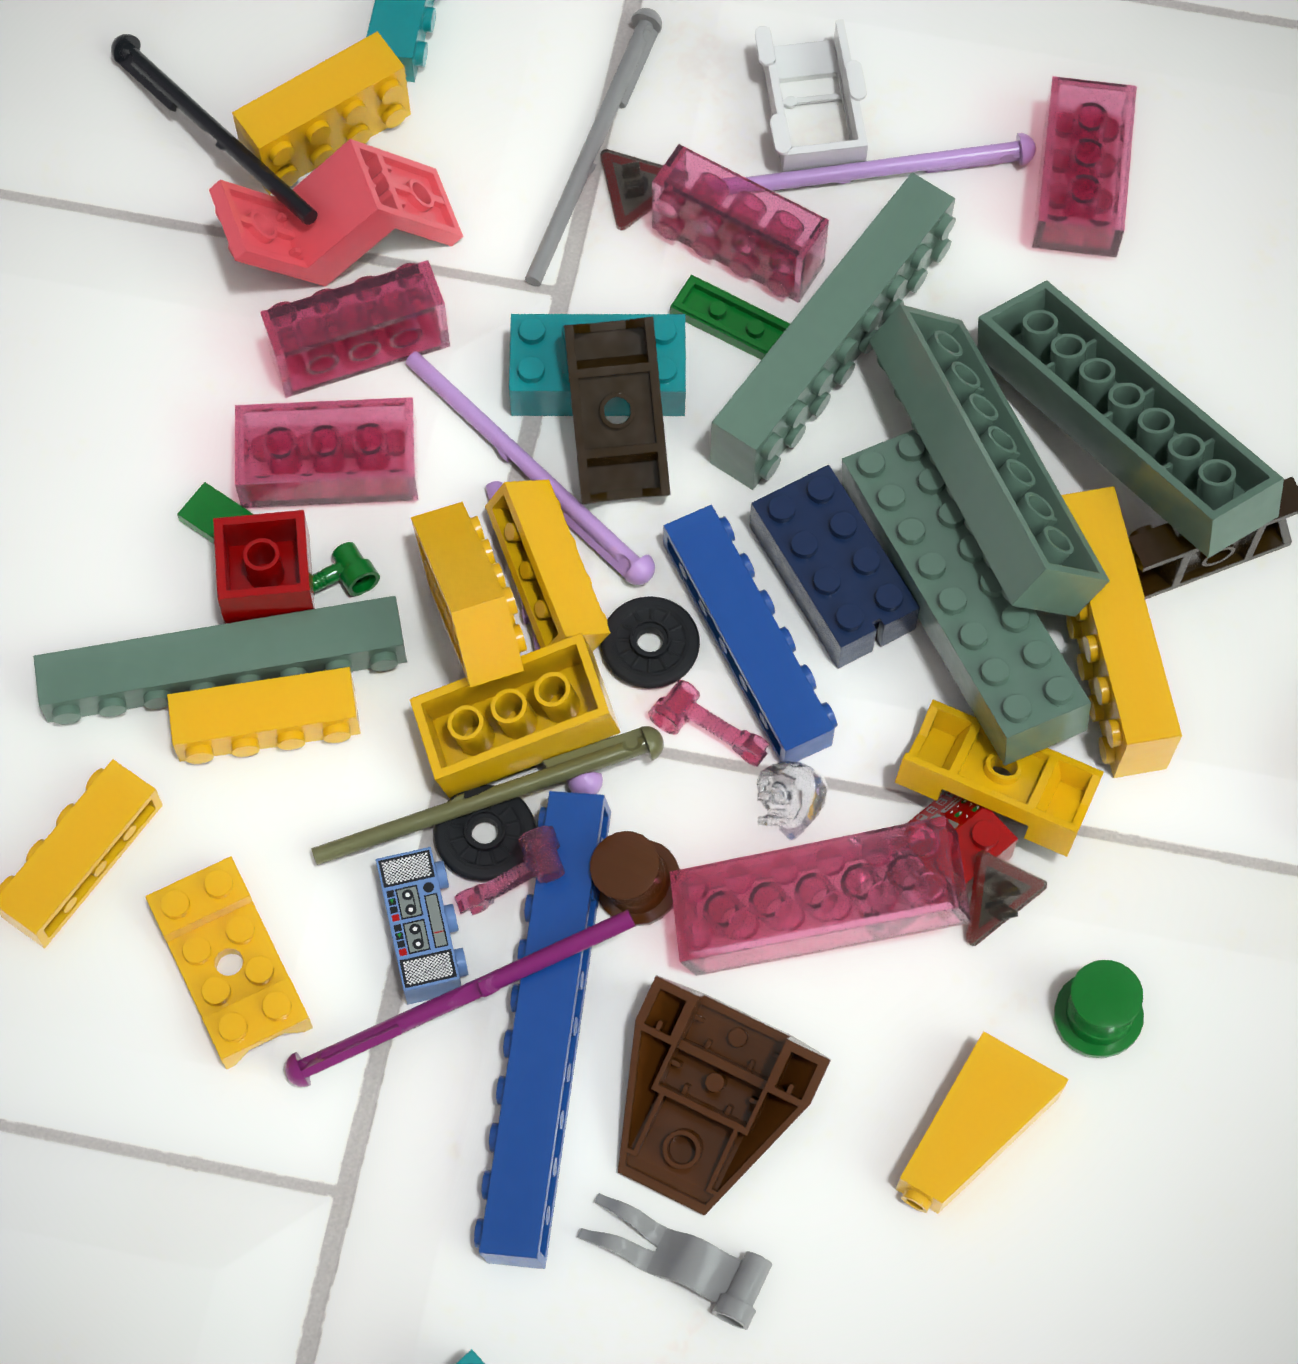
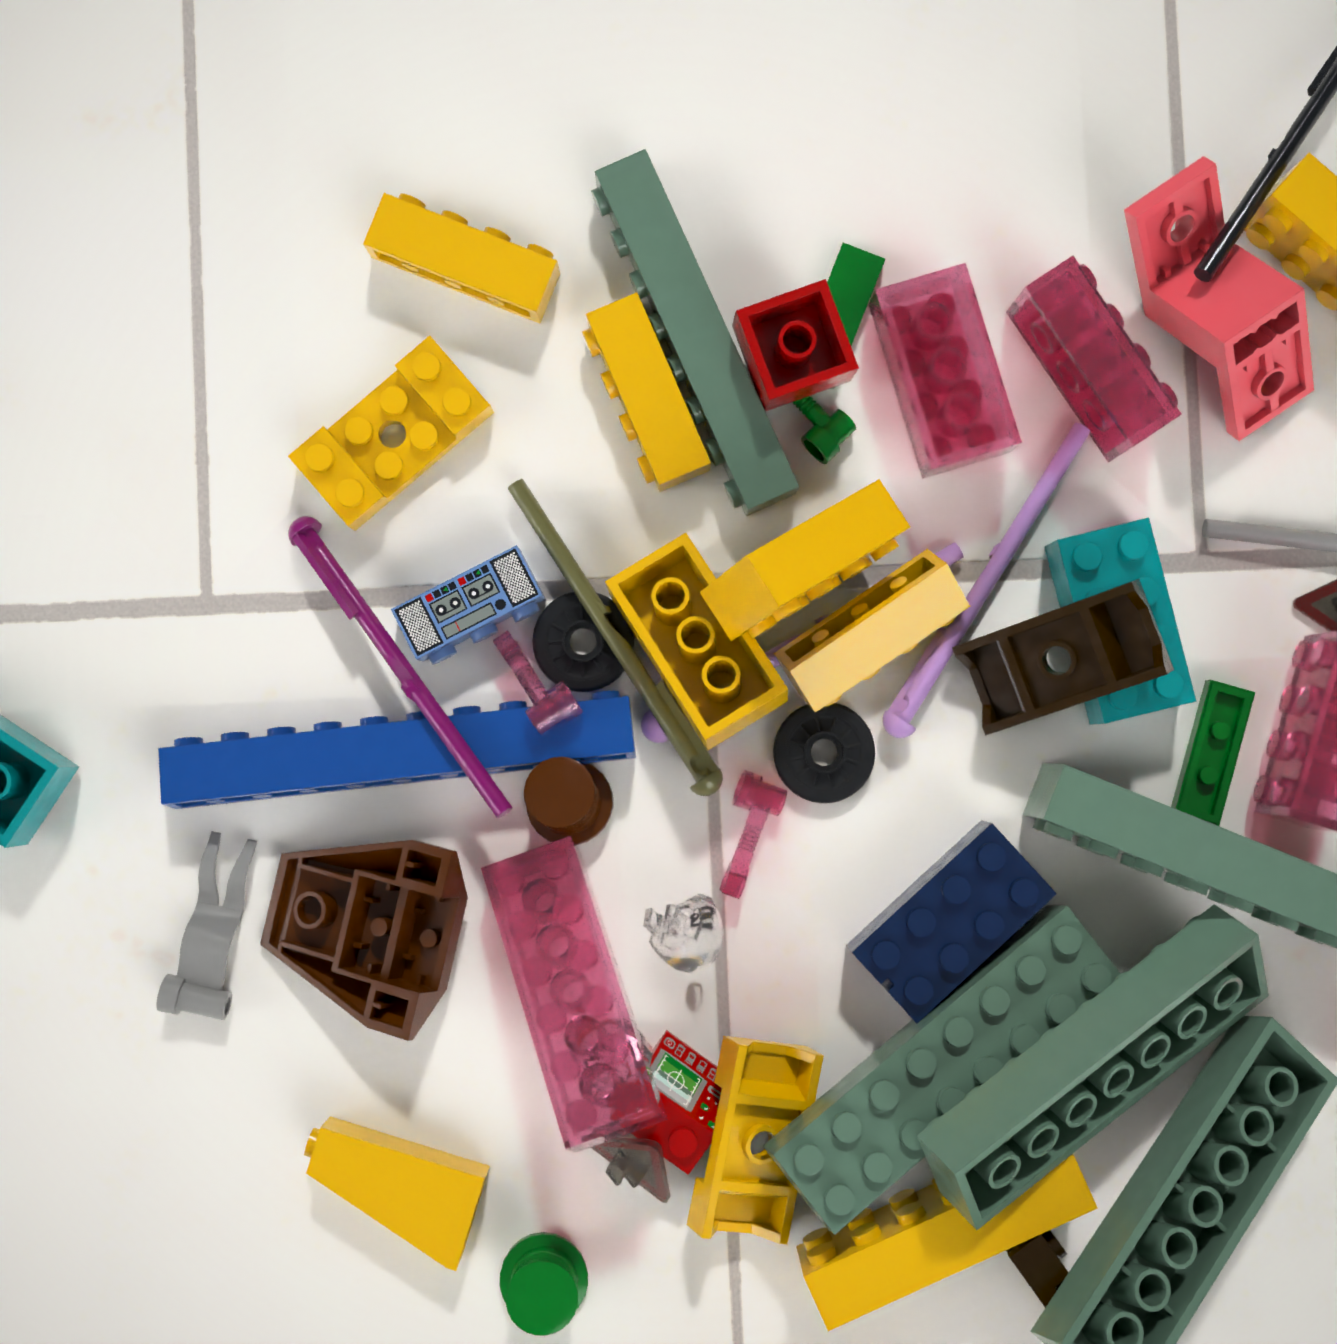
camera: 80 degrees right, 20 degrees up
(748, 635) = (854, 849): blue brick -> none

